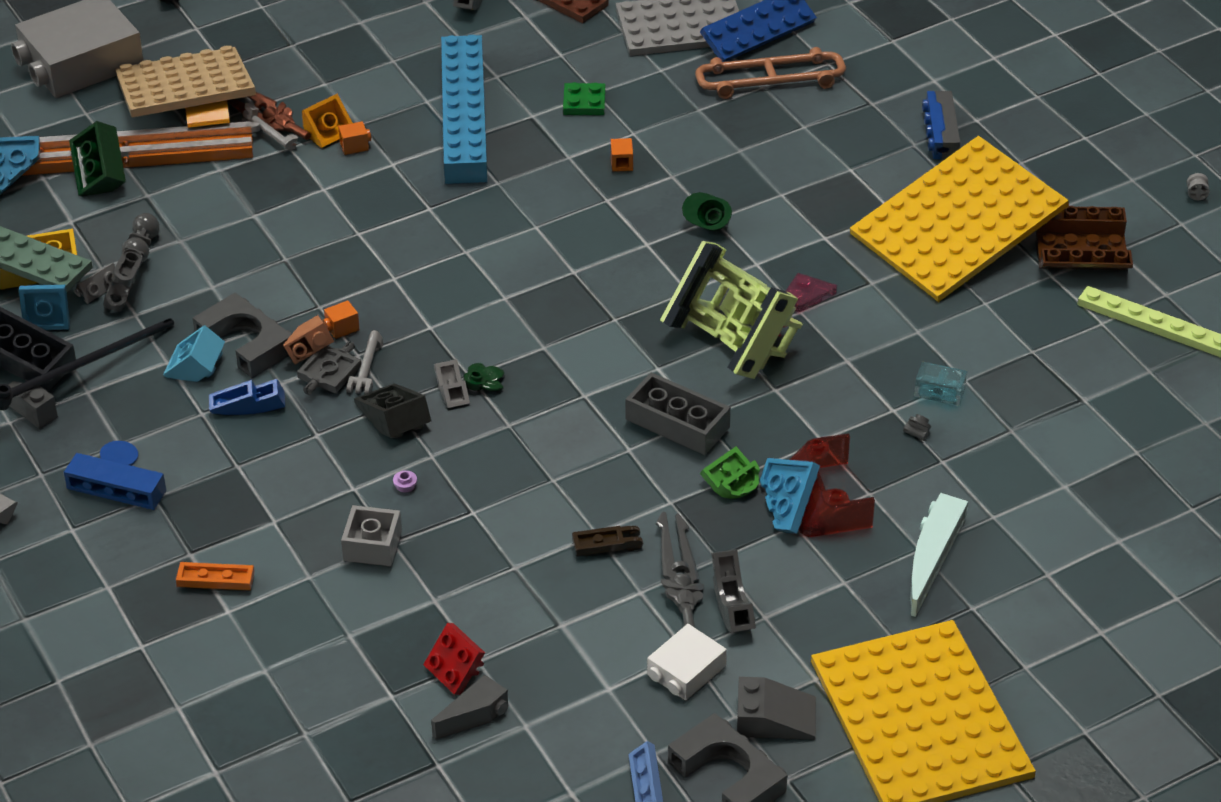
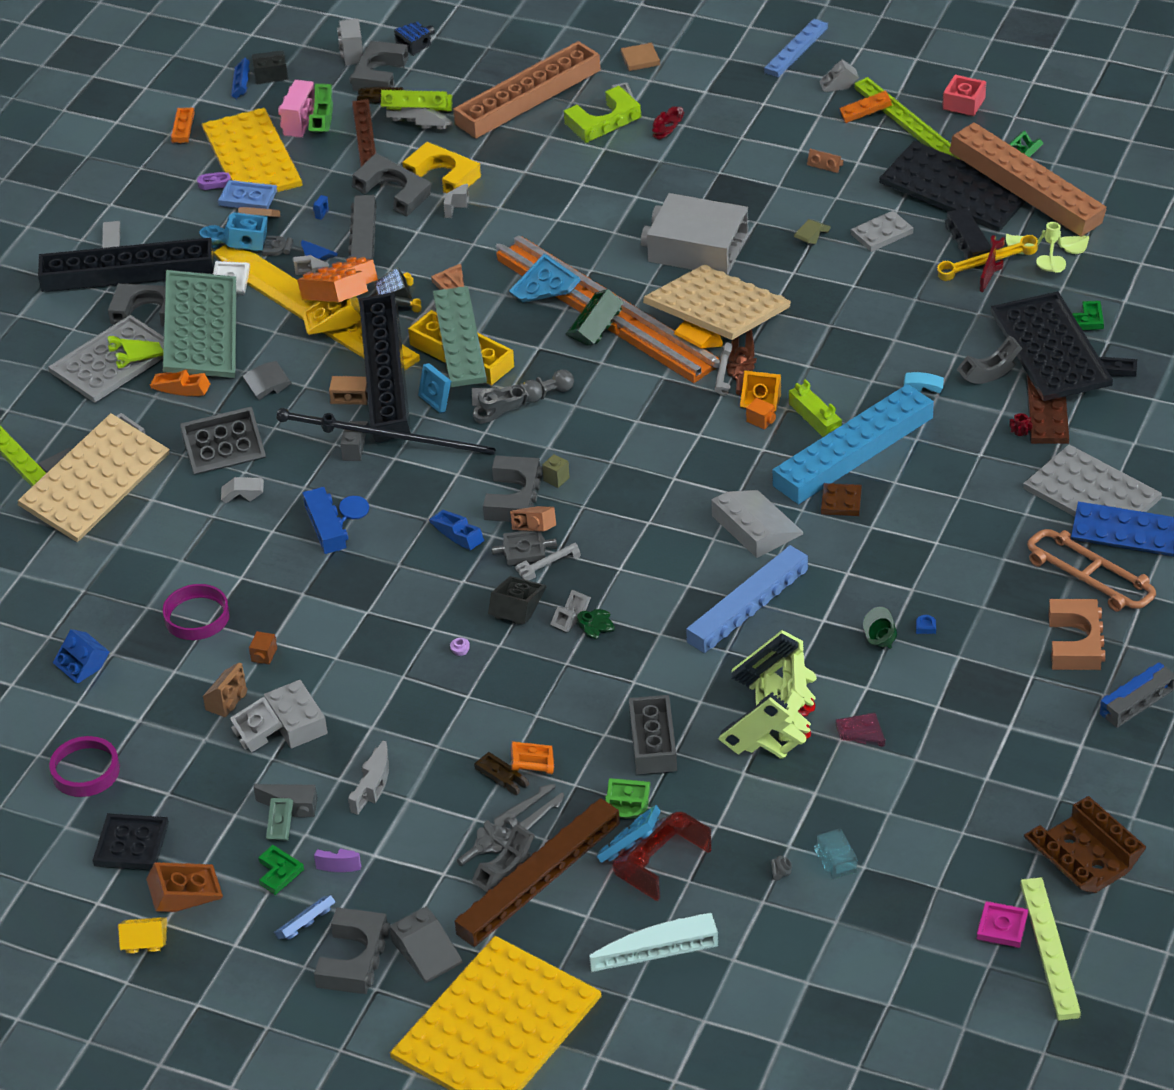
camera: 55 degrees right, 0 degrees up
(72, 769) = (80, 655): none -> blue slope
(114, 616) = (191, 592): none -> magenta piece
(195, 356) = (469, 481): medium azure slope -> none
(215, 576) = (290, 615): orange plate -> none
(237, 618) = (263, 647): none -> dark orange brick
(260, 293) = (556, 471): none -> olive brick
(269, 674) = (226, 691): none -> medium nougat slope
(341, 319) = (574, 522): orange brick -> none
(345, 677) = (255, 724): none -> light grey plate
(361, 641) = (297, 713): none -> light grey brick
(371, 535) = (387, 660): light grey brick -> none
(394, 106) = (814, 409): none -> lime brick
(433, 34) = (919, 380): none -> medium azure slope
(454, 659) = (318, 762): red plate -> none
(480, 217) = (754, 521): none -> light grey slope
(496, 728) = (279, 819): none -> sand green plate
(514, 629) = (374, 780): none -> light grey slope
(516, 154) = (841, 499): none -> reddish brown plate
(557, 761) = (282, 869): none -> green plate
(561, 12) = (1020, 424): none -> dark red gear
(575, 271) = (747, 599): none -> medium blue brick
(584, 99) = (942, 495): green plate -> none
(601, 712) = (341, 862): none -> medium lavender slope
(610, 502) = (532, 753): none -> orange plate
(622, 154) = (897, 549): orange brick -> none
(686, 662) = (426, 876): white brick -> none
(725, 190) = (925, 625): none -> blue tile
(763, 584) = (536, 872): none -> reddish brown brick
(823, 101) = (1082, 615): none -> nougat arch
(958, 218) = (1028, 761): yellow plate -> none
(1117, 335) = (1002, 924): none -> dark pink plate

